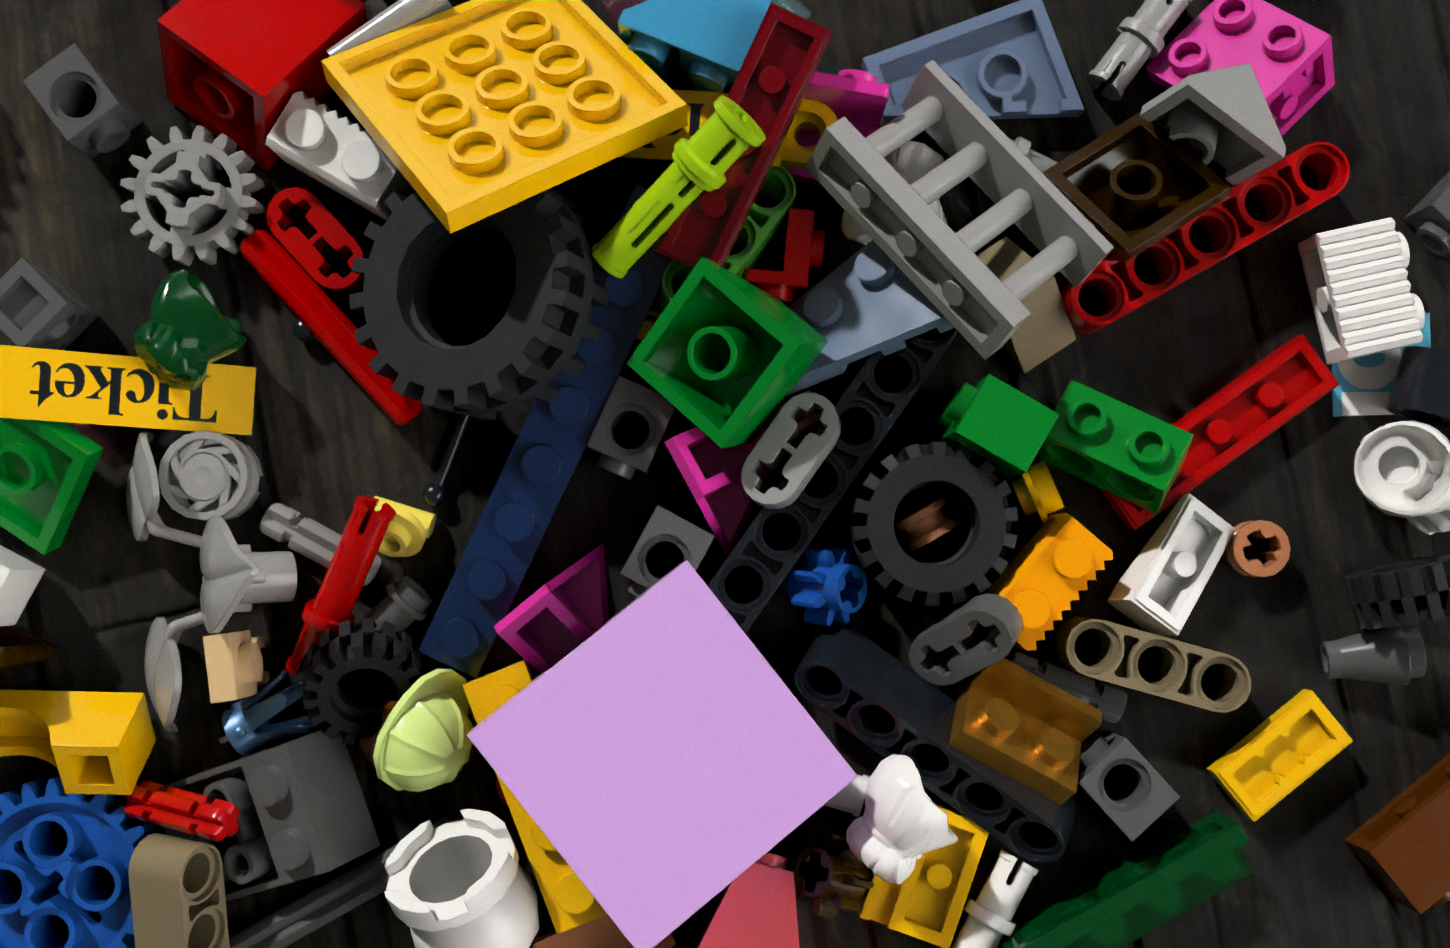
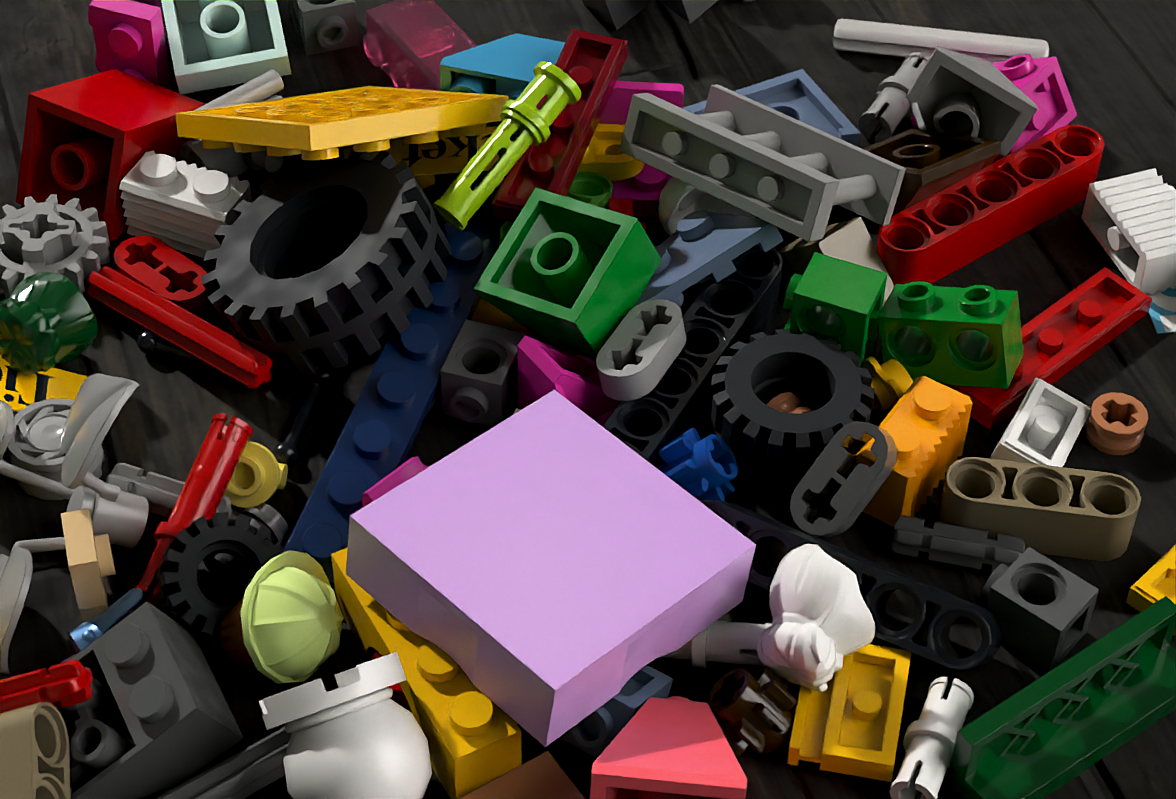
camera: 10 degrees left, 40 degrees down
(1023, 728) = (925, 547): pearl gold bracket -> none

